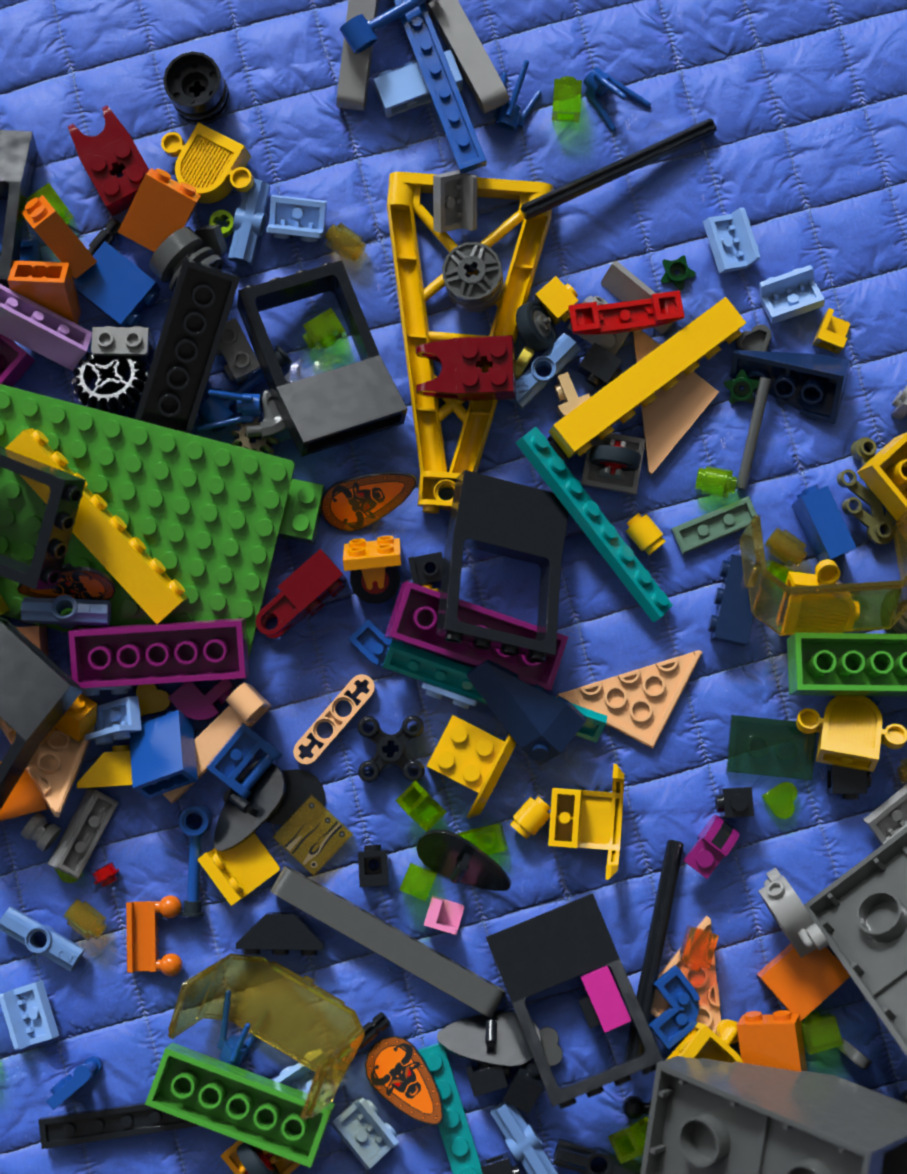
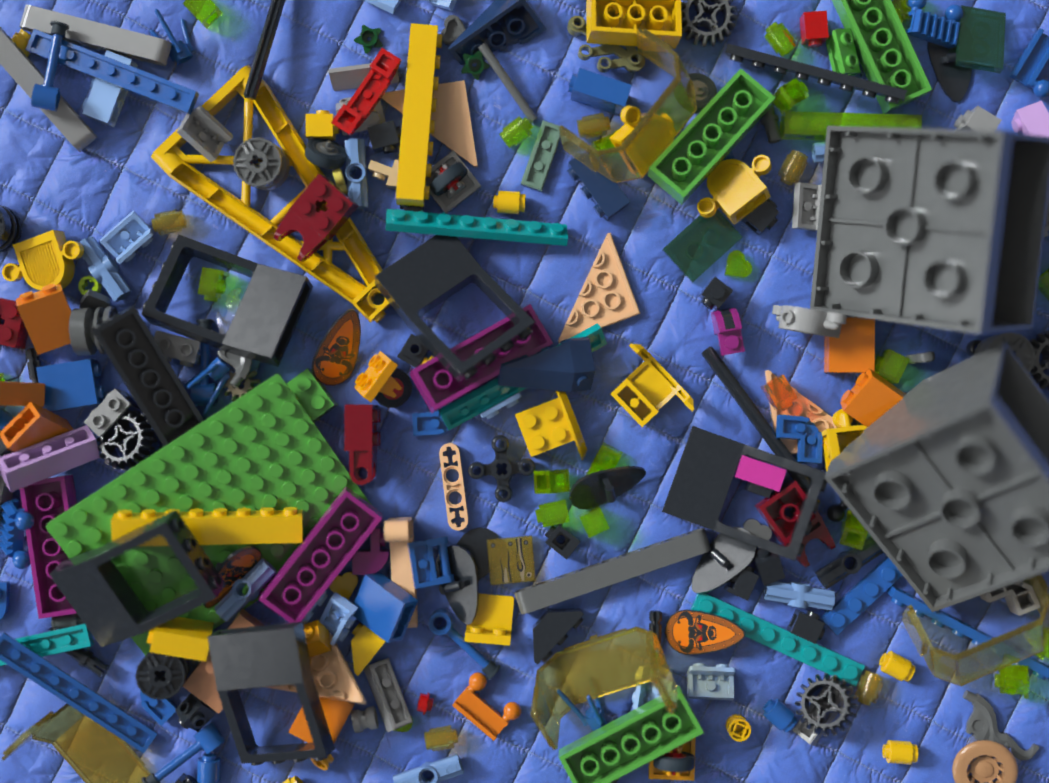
camera: 50 degrees left, 5 degrees up
(392, 834) = (552, 513): none -> clear neon green brick
(444, 915) = (627, 524): bright pink panel -> none
(531, 817) = (616, 421): yellow brick -> none
(580, 1043) = (782, 526): none -> dark red brick

